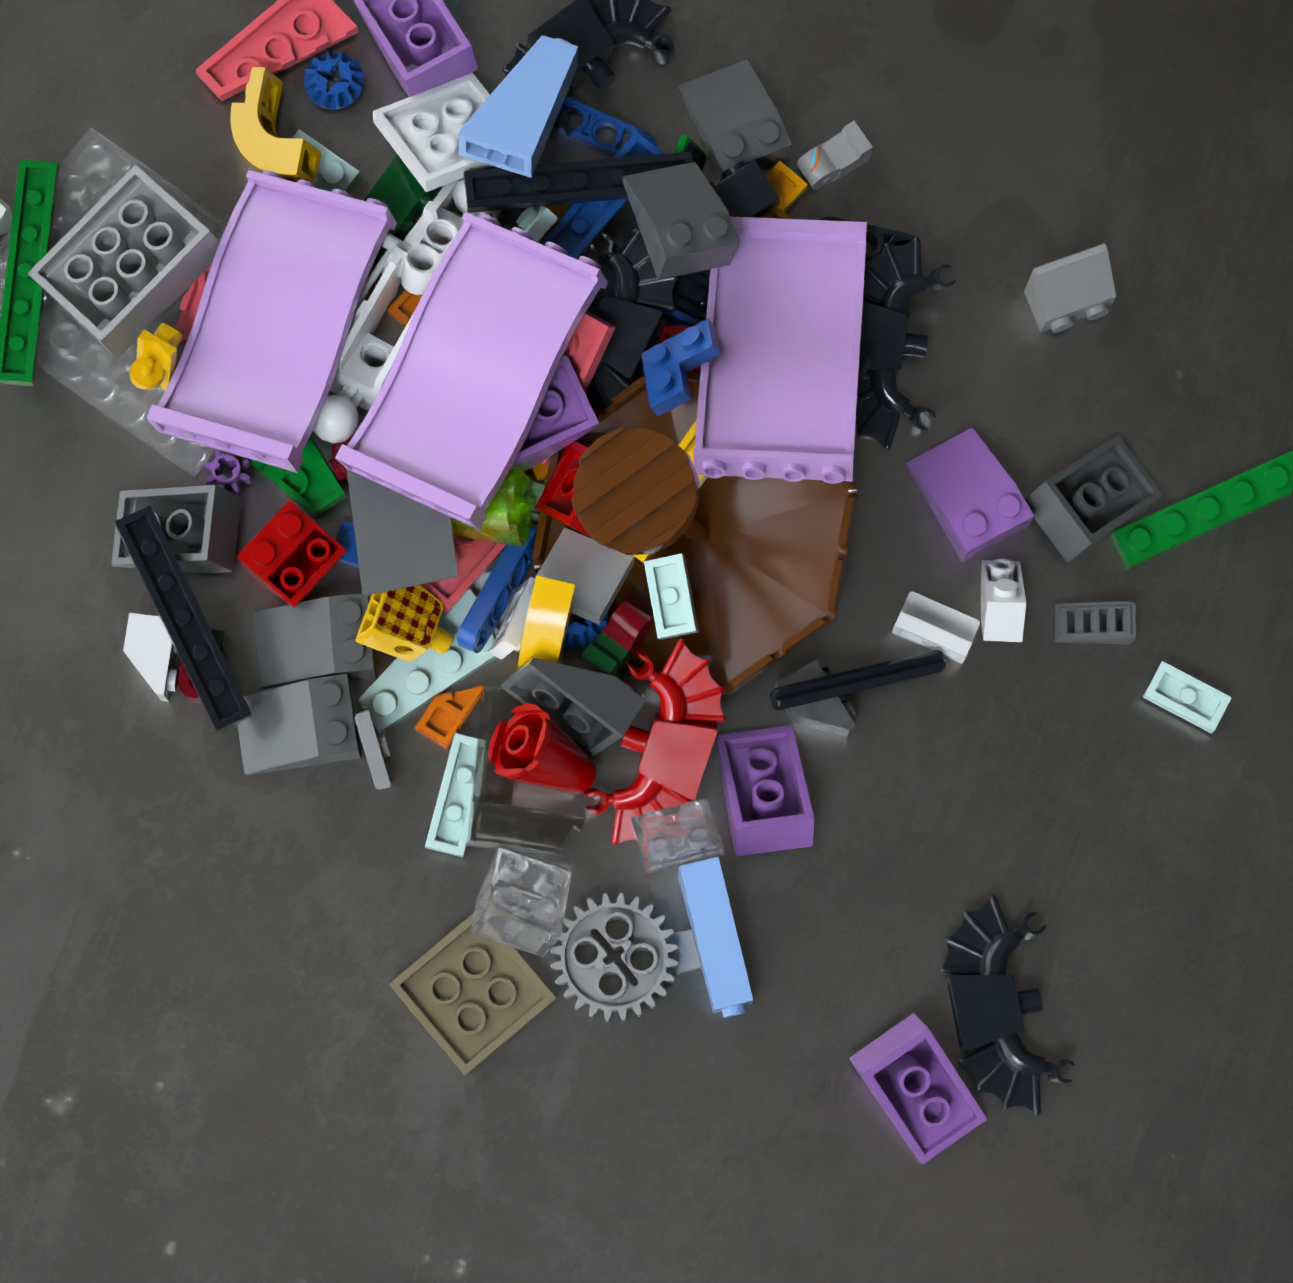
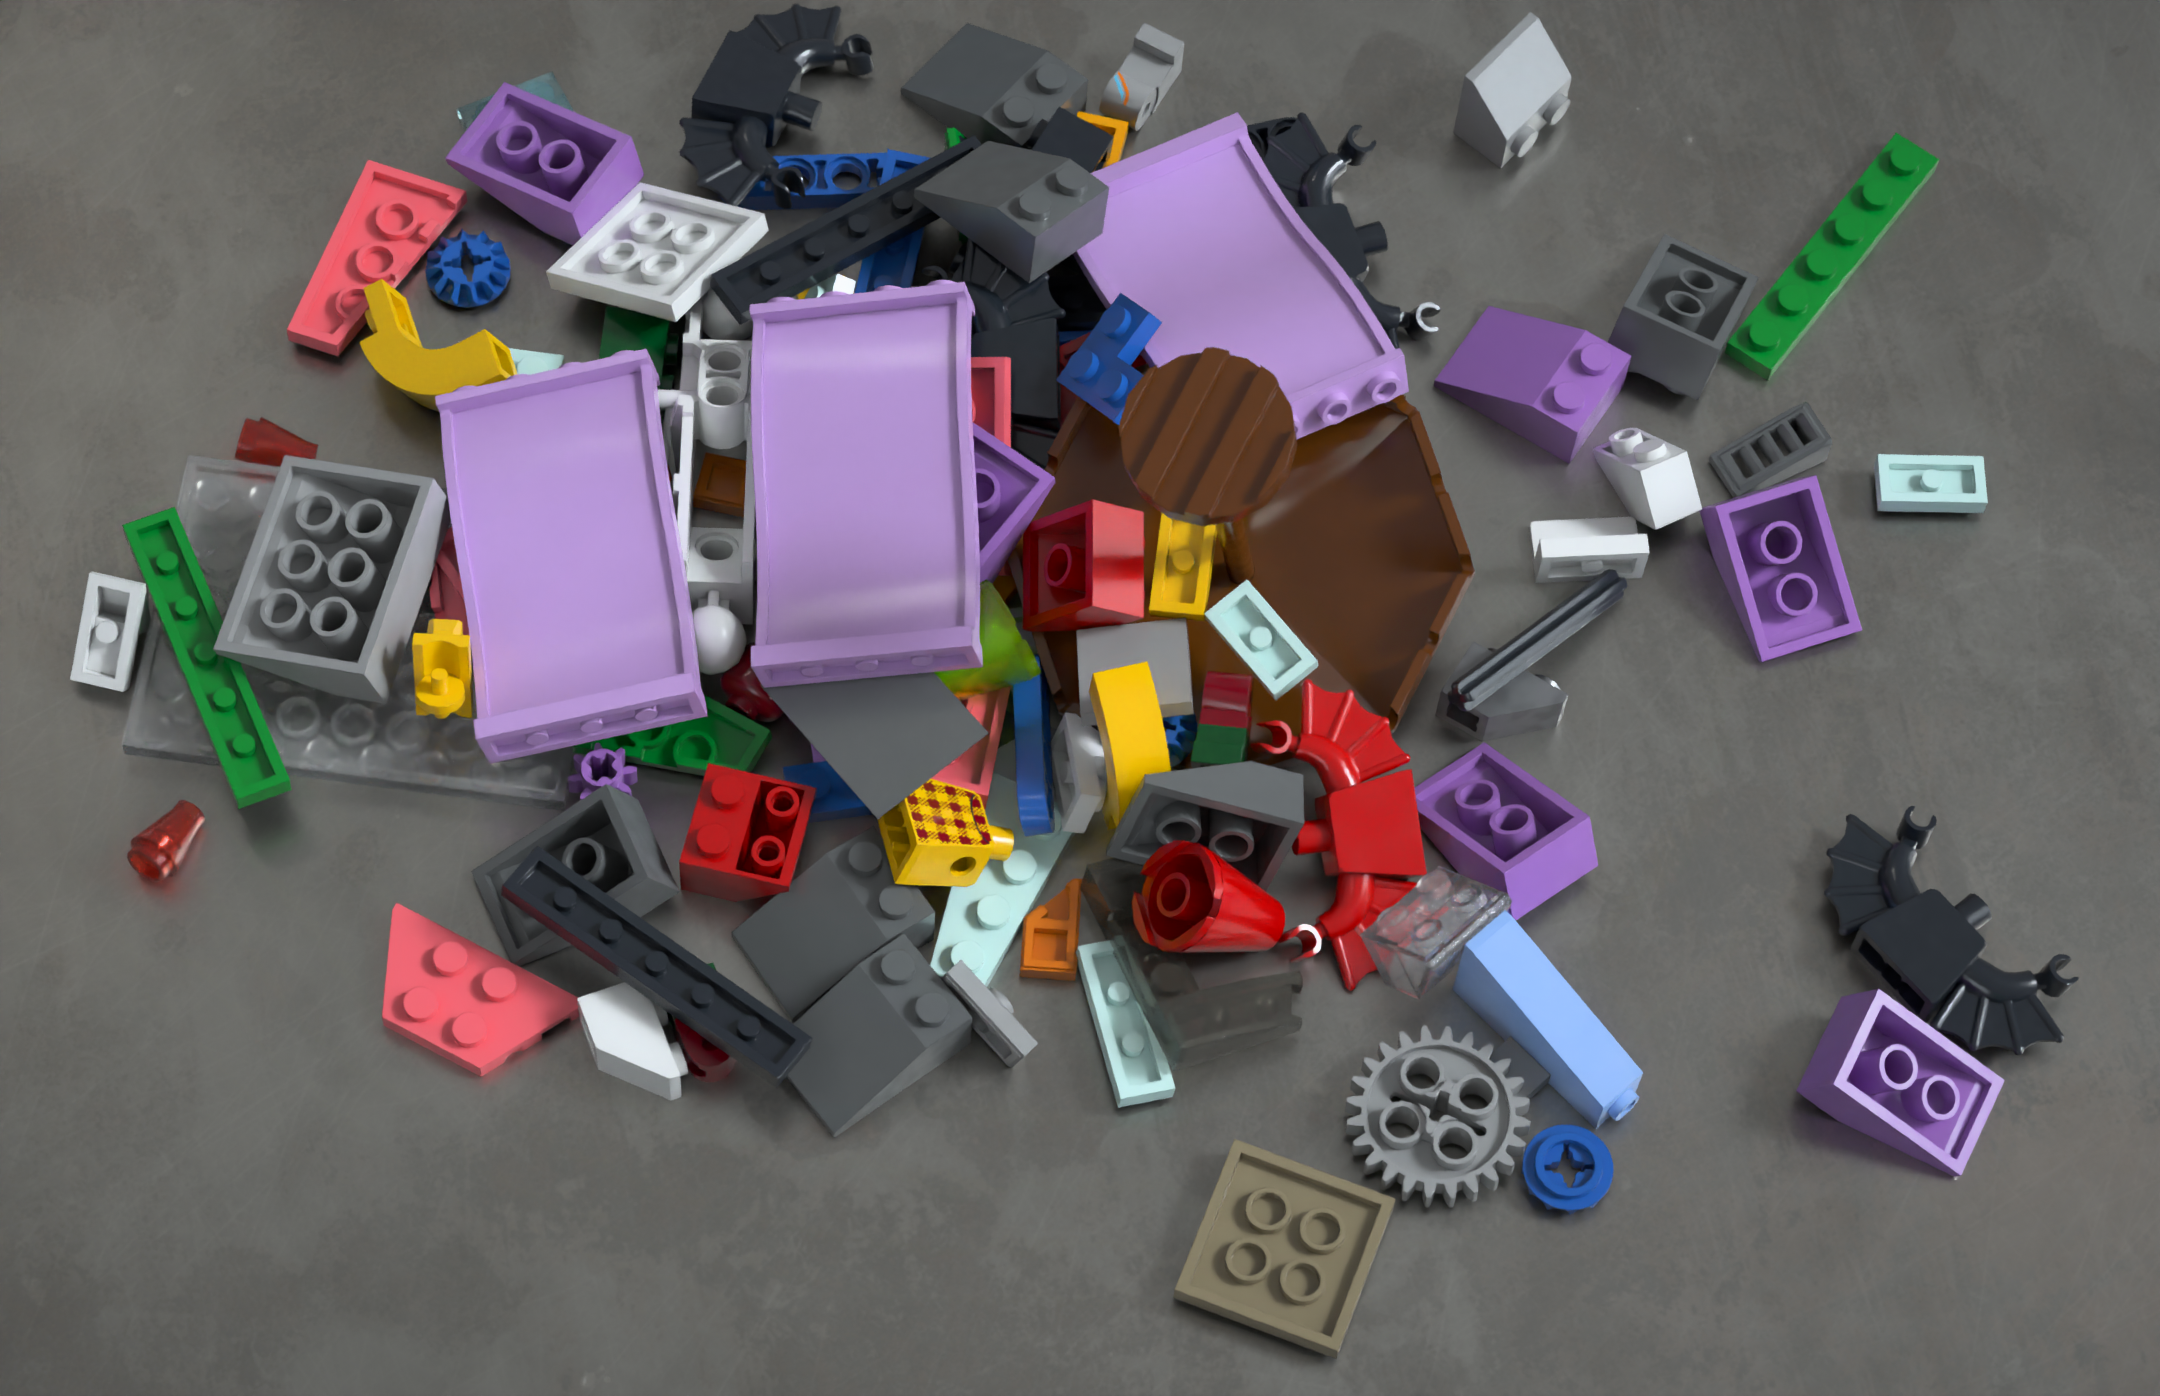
camera: 30 degrees left, 15 degrees down
(71, 570) = (464, 996): none -> coral wing
(147, 147) = (268, 444): none -> clear red cone
(521, 111) = (743, 177): light blue slope -> none
(522, 901) = (1286, 1102): clear slope -> none
(669, 1014) = (1585, 1153): none -> blue gear
(1052, 706) = (1782, 567): none -> medium lavender slope

